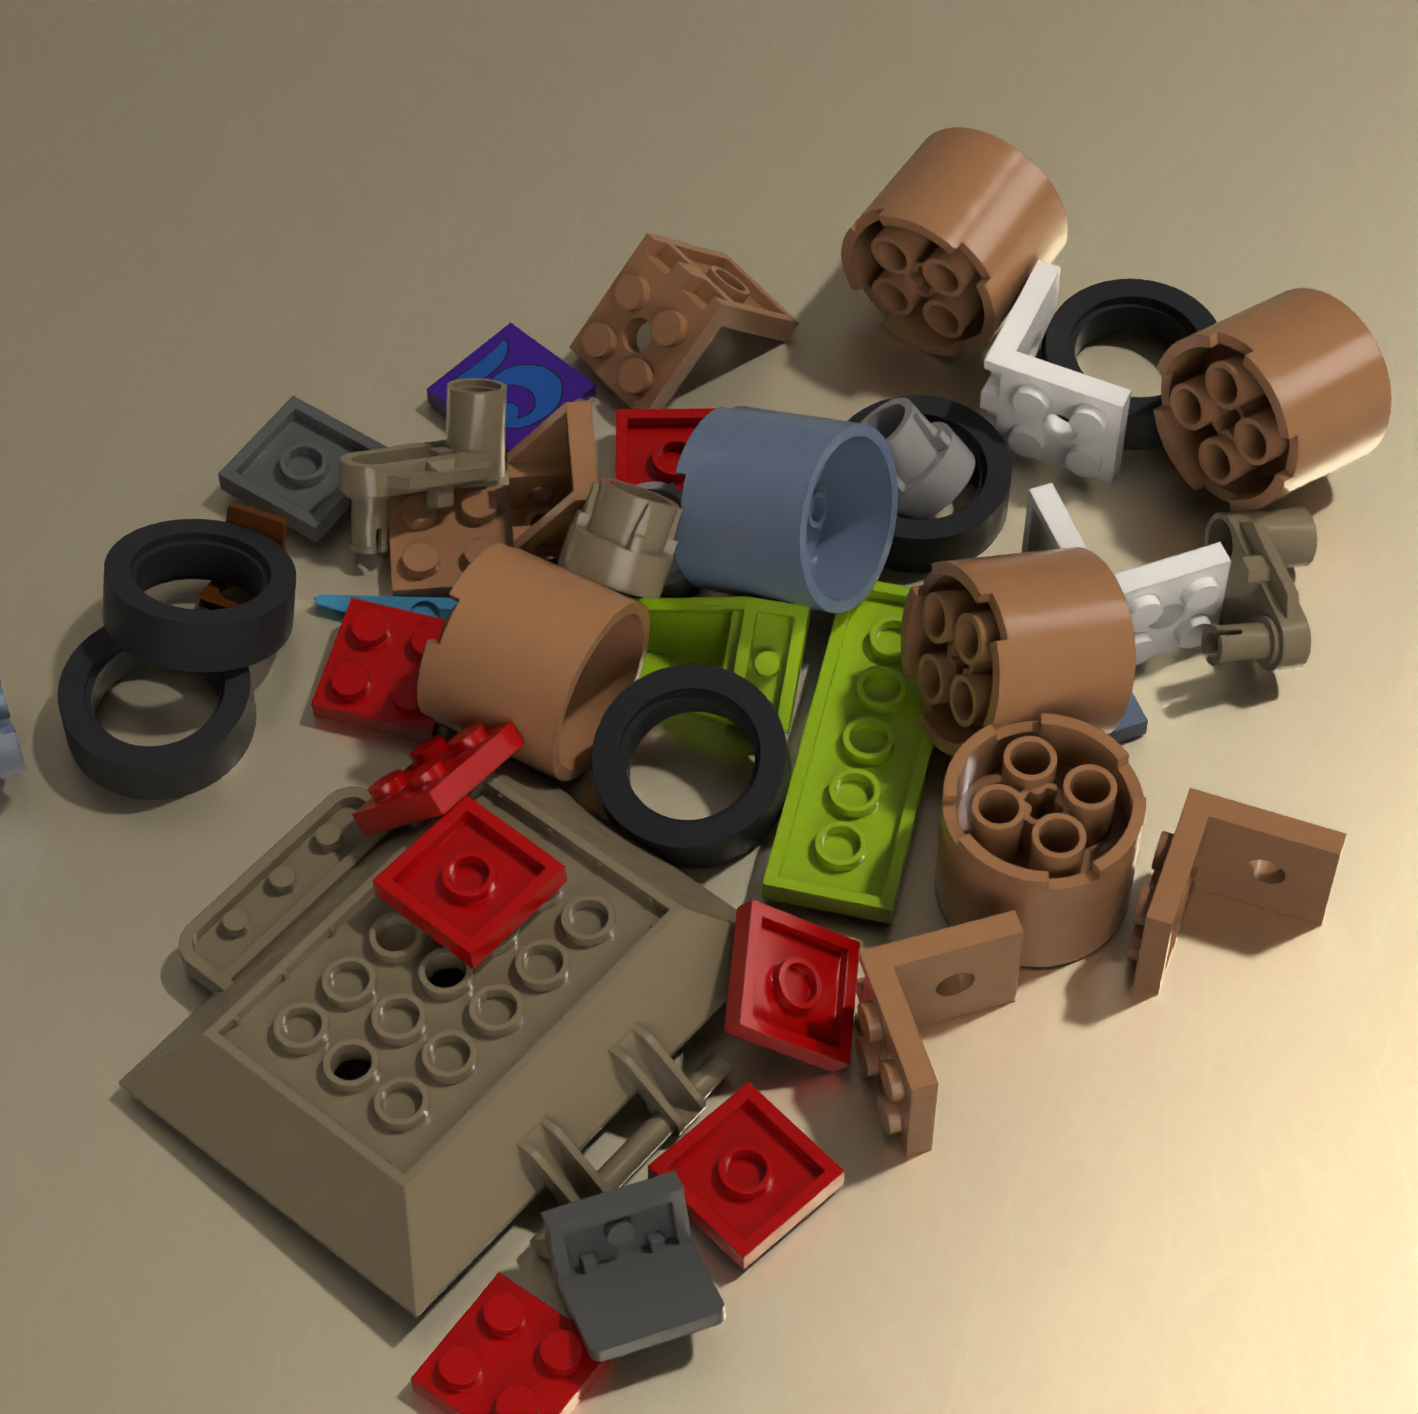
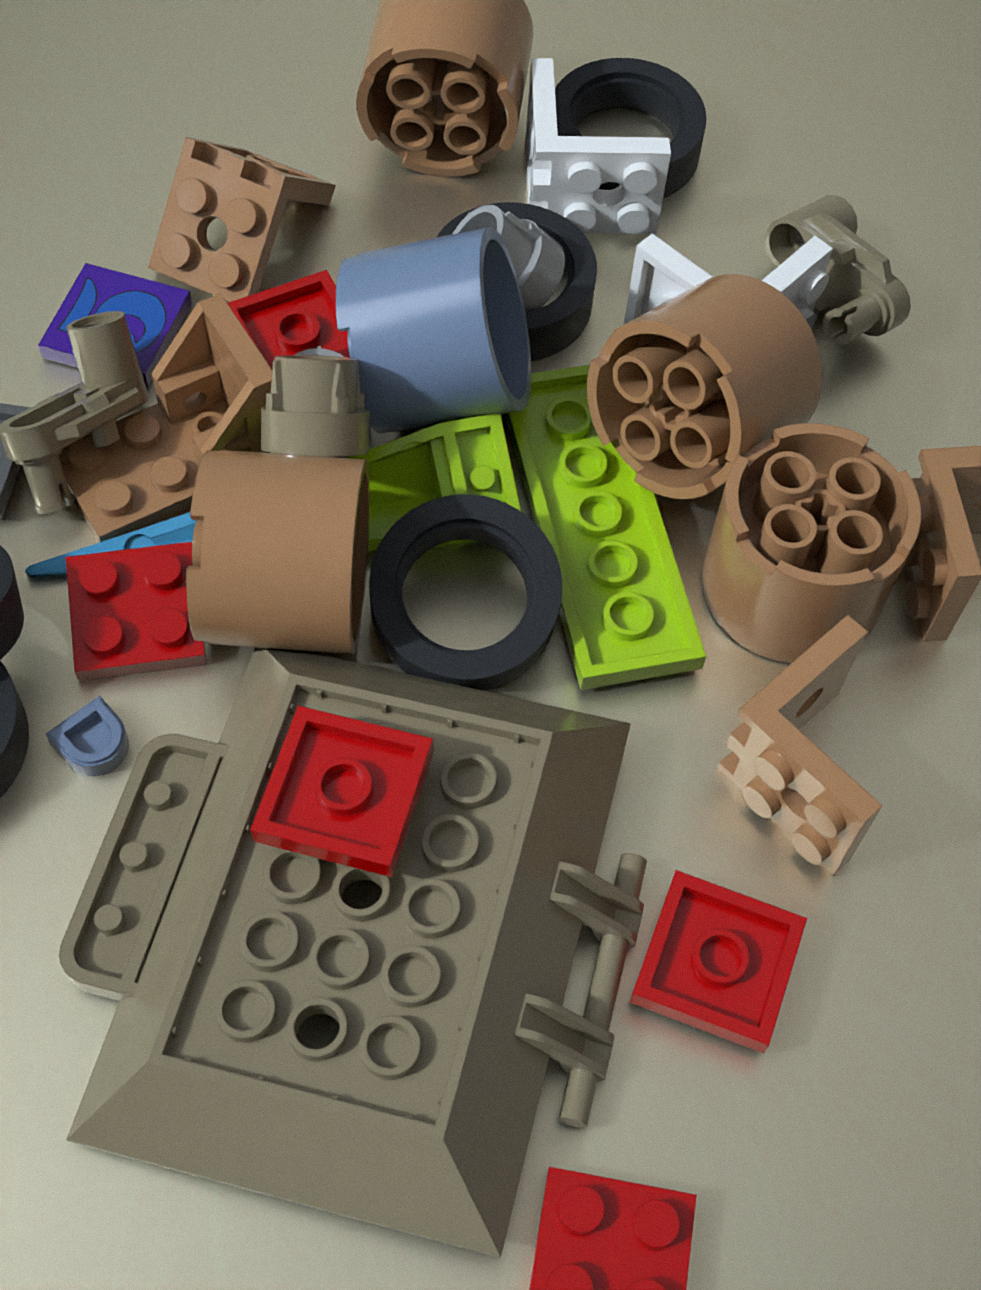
camera: 30 degrees left, 5 degrees up
(299, 770) = (91, 739): none -> sand blue tile
(437, 777) = (248, 699): red plate -> none
(631, 1268) = (683, 1113): dark grey bracket -> none
(792, 986) = (668, 763): red plate -> none
(1273, 398) = (775, 111): medium nougat brick -> none

